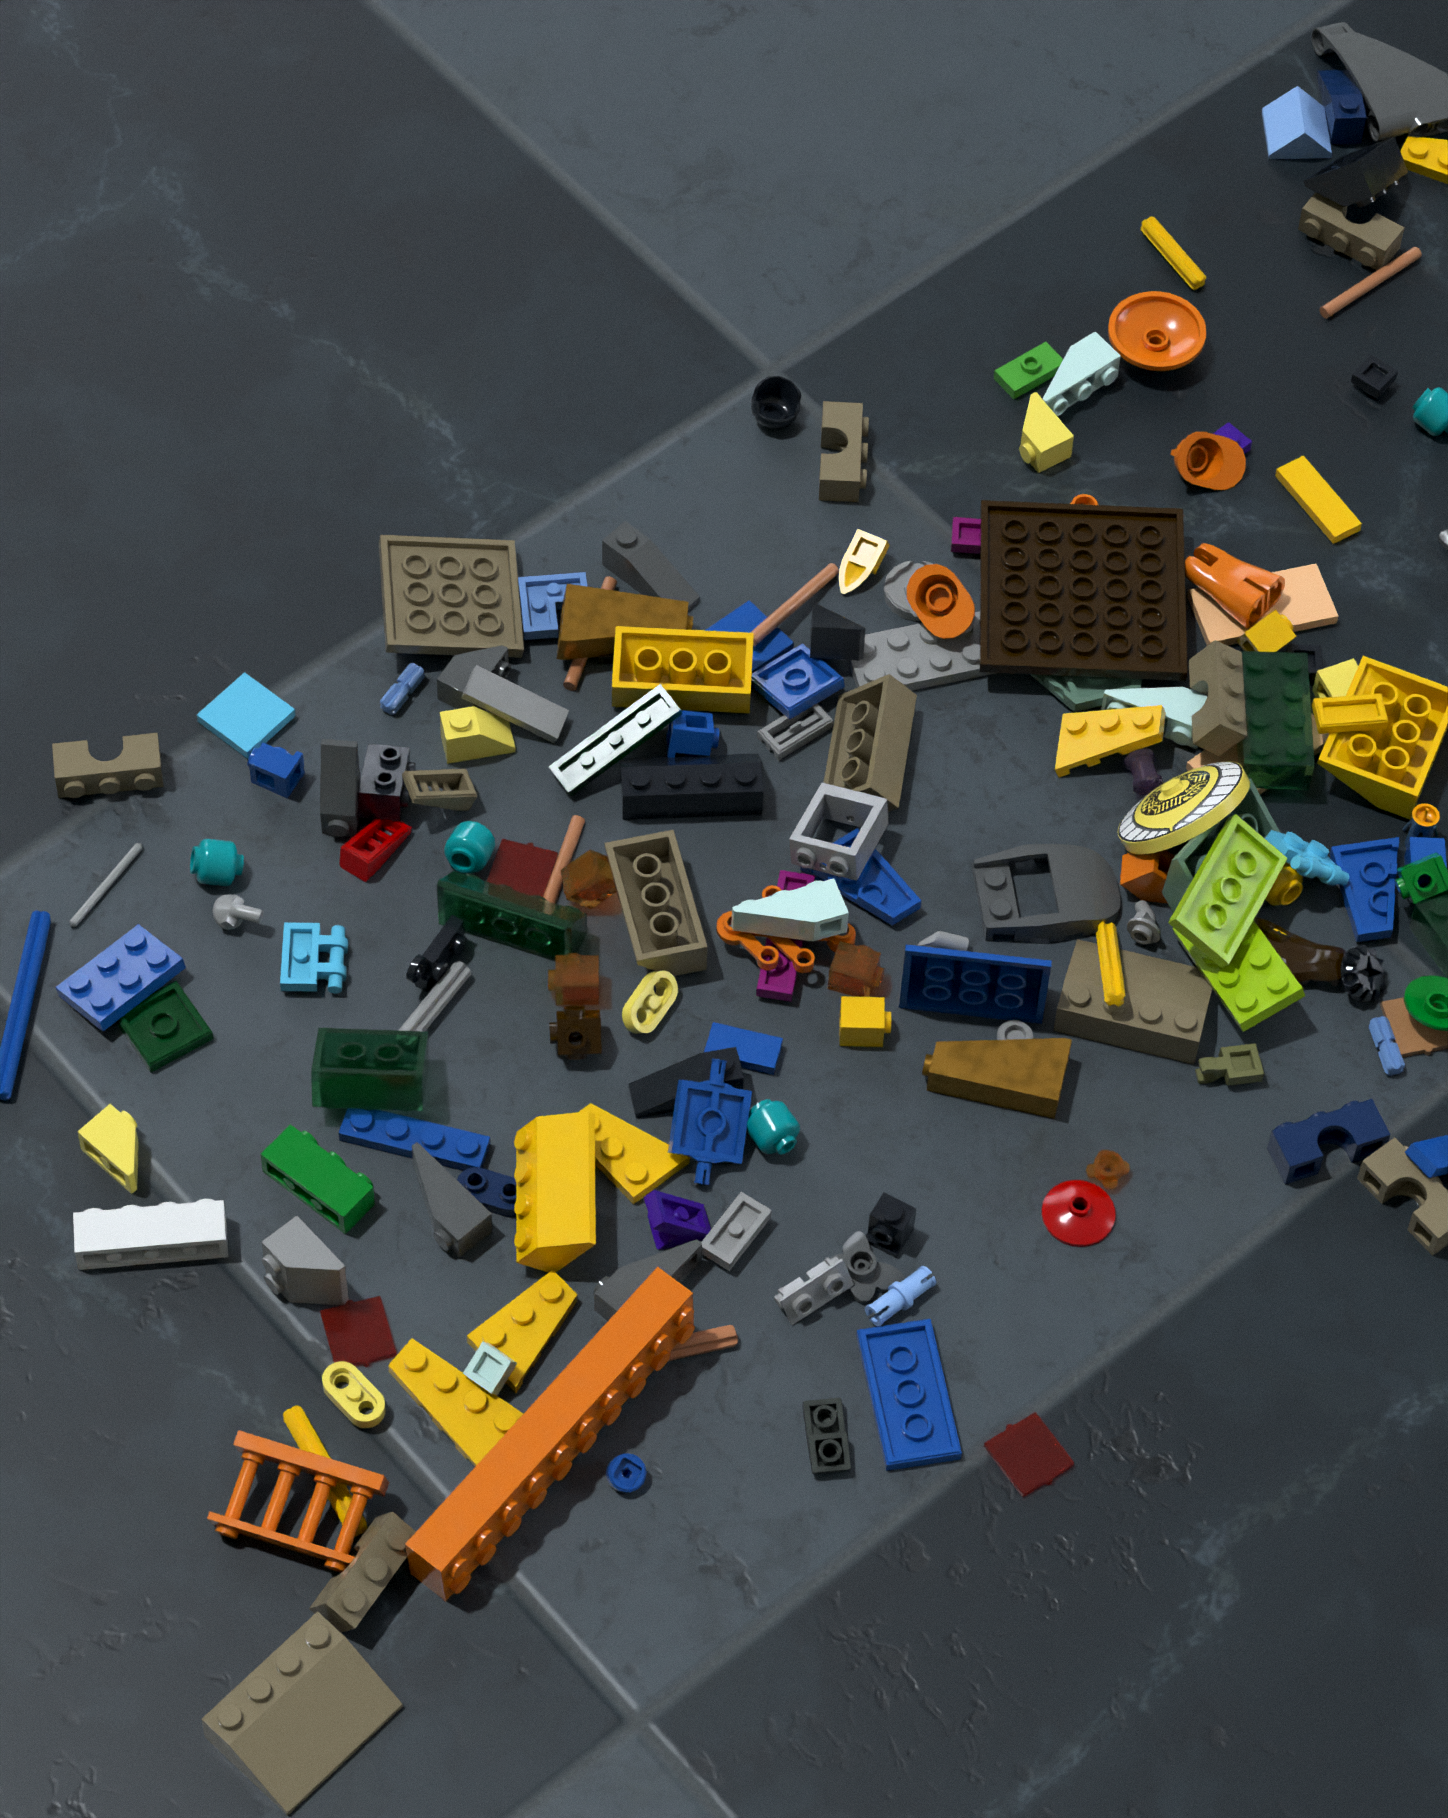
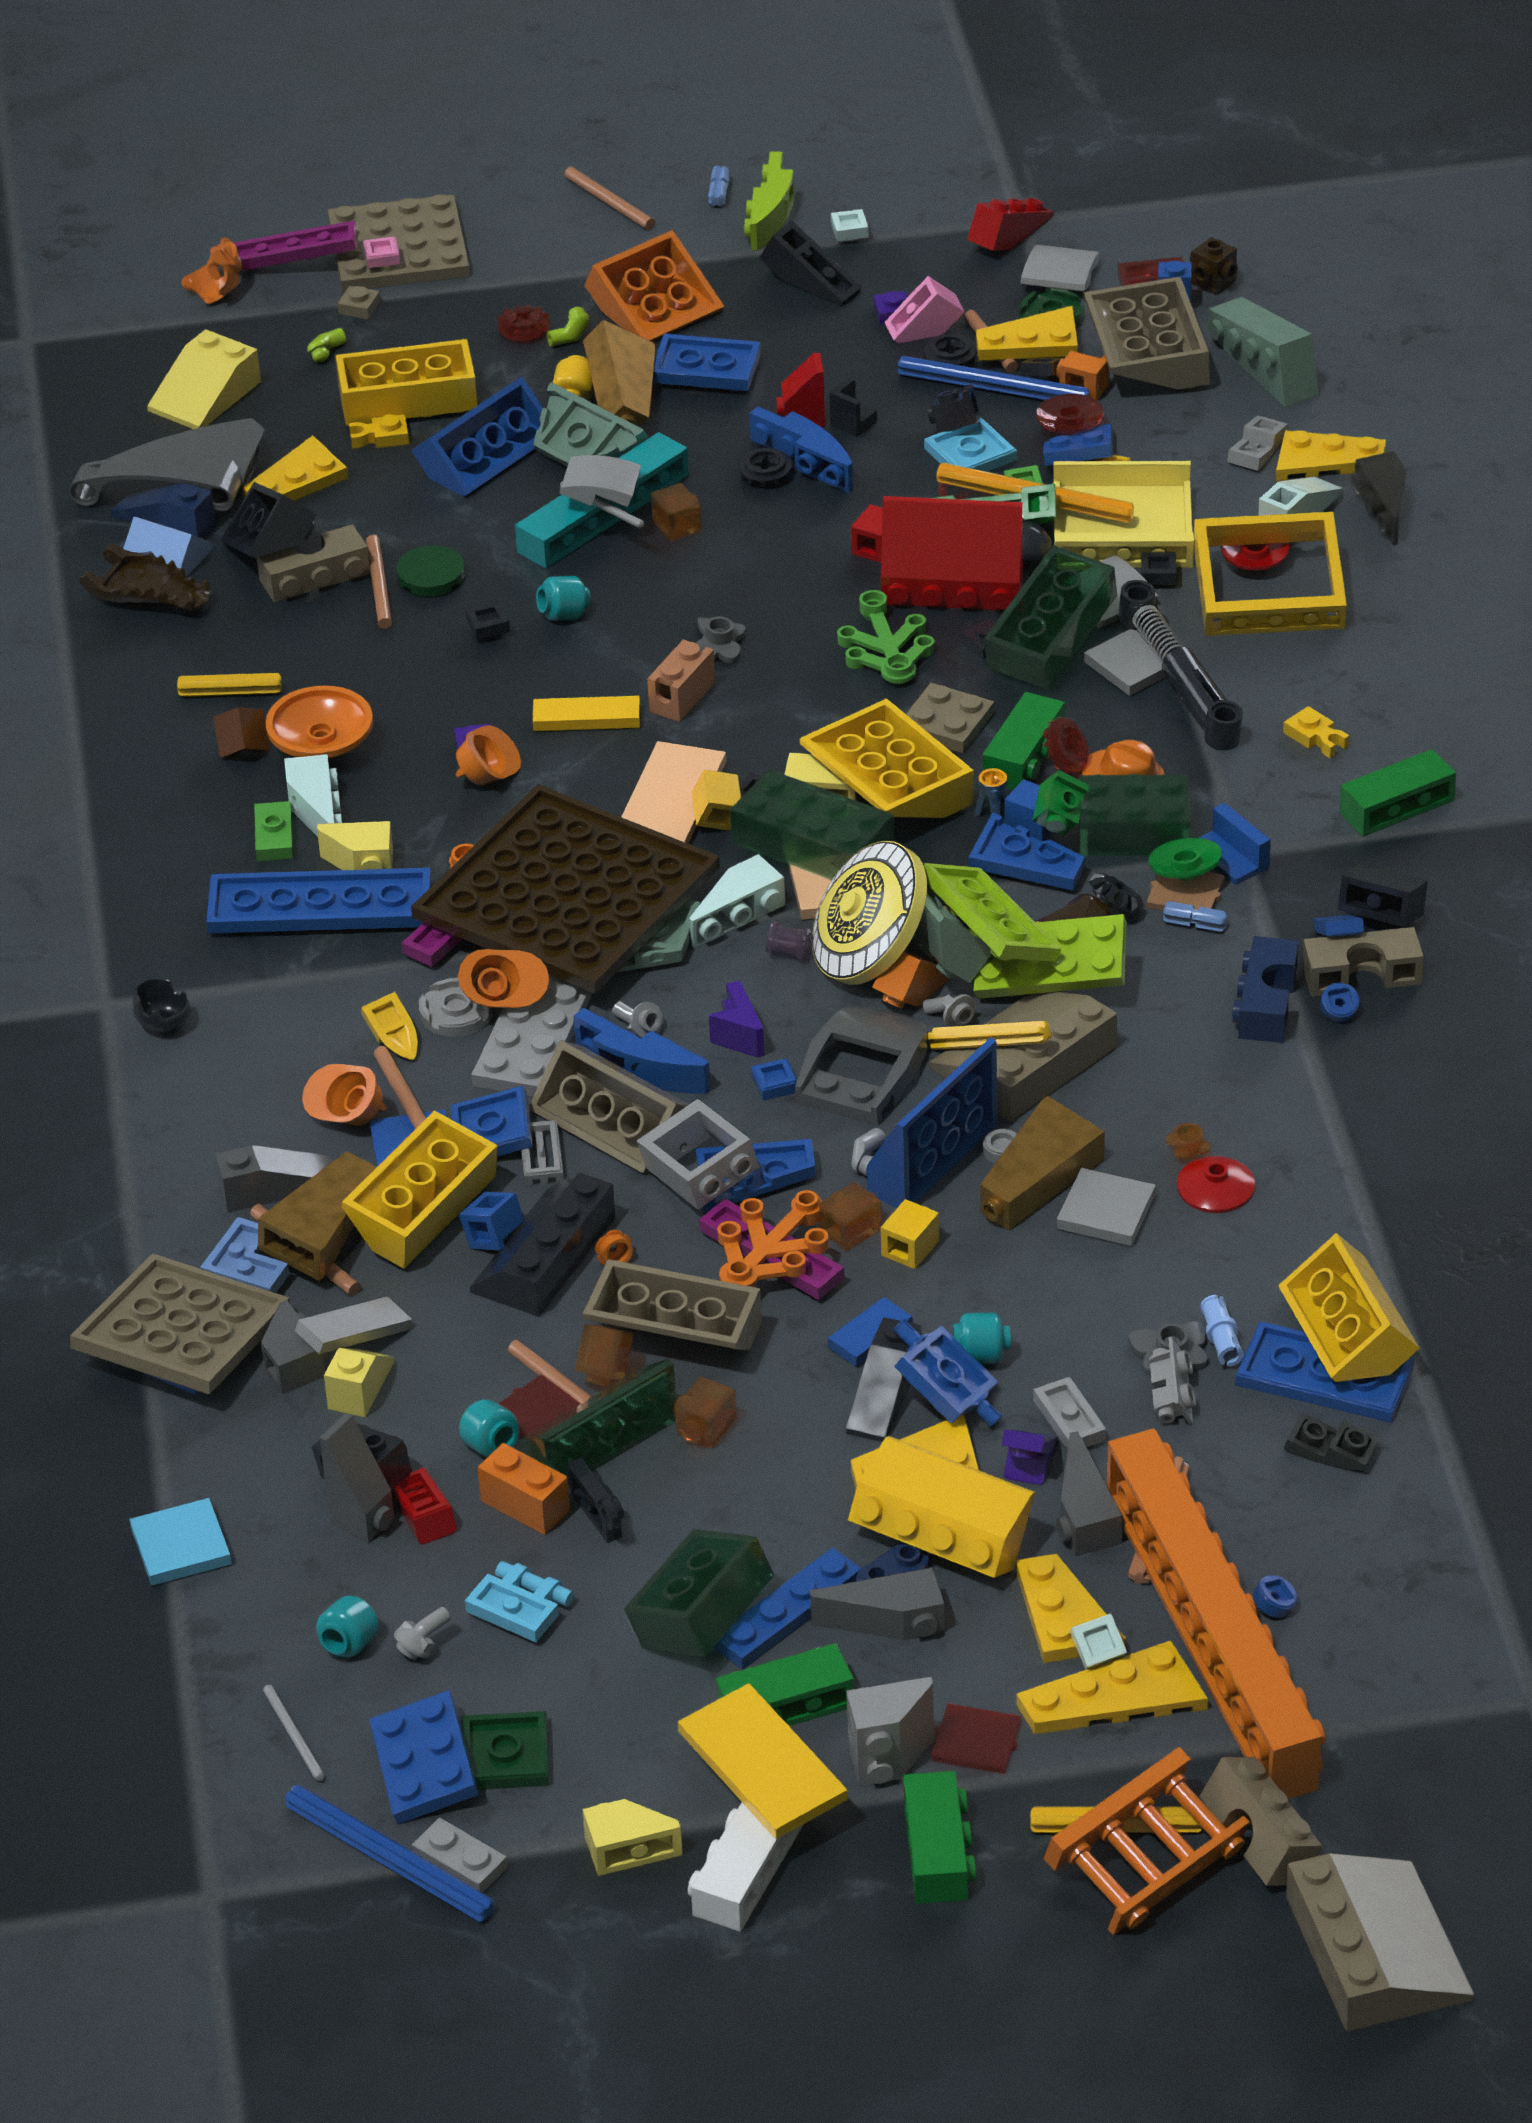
camera: 55 degrees left, 15 degrees down
(44, 1051) = (460, 1855): none -> light grey plate
(134, 769) = (143, 1694): dark tan arch -> none
(217, 1196) = (762, 1761): none -> yellow tile
(229, 1353) = (938, 1837): none -> green brick
(276, 769) = (271, 1539): blue brick -> none
(356, 1396) = (1049, 1761): light yellow plate -> none
(397, 694) = (253, 1411): medium blue piece -> none
(418, 901) = (524, 1488): none -> orange brick
(437, 998) = (643, 1527): light grey axle -> none
(448, 779) = (409, 1414): dark tan slope -> none
(576, 1045) = (770, 1430): dark brown brick -> none
(615, 740) = (460, 1268): plate -> none
(647, 1004) = (772, 1371): light yellow plate -> none
(716, 830) = (622, 1250): none -> orange plate
(755, 570) = (343, 1094): none -> orange piece
(799, 914) = (777, 1210): light aqua slope -> none
(835, 636) = (468, 1072): black slope -> none
(843, 431) = (280, 994): dark tan arch -> none
(890, 1224) = (1144, 1300): black brick -> none
(938, 740) = (648, 1057): none -> blue slope
(965, 435) = (315, 900): none -> blue plate
(967, 1379) = (1347, 1313): none -> yellow slope
(983, 841) = (774, 1079): none -> blue tile
(985, 720) = (641, 1019): none -> light grey plate
(993, 1145) = (1106, 1206): none -> light grey tile
(1022, 788) = (737, 1024): none -> dark purple slope
(1029, 1454) = (1442, 1318): clear red piece -> none
(1101, 733) = (732, 941): yellow wing -> none
(1116, 286) = (241, 731): none -> reddish brown panel
(1222, 719) = (795, 850): dark tan arch -> none
(1235, 585) = (646, 791): orange piece -> none
(1235, 1063) = (1144, 1013): olive plate -> none
(1245, 137) = (145, 579): none -> dark brown animal
(1308, 858) = (993, 863): medium azure plate -> none
(1349, 713) = (857, 769): yellow tile -> none
(1353, 1202) = (1339, 1002): none -> blue tile
(1396, 541) = (683, 677): none -> nougat brick
(1409, 308) = (430, 570): none -> dark green tile

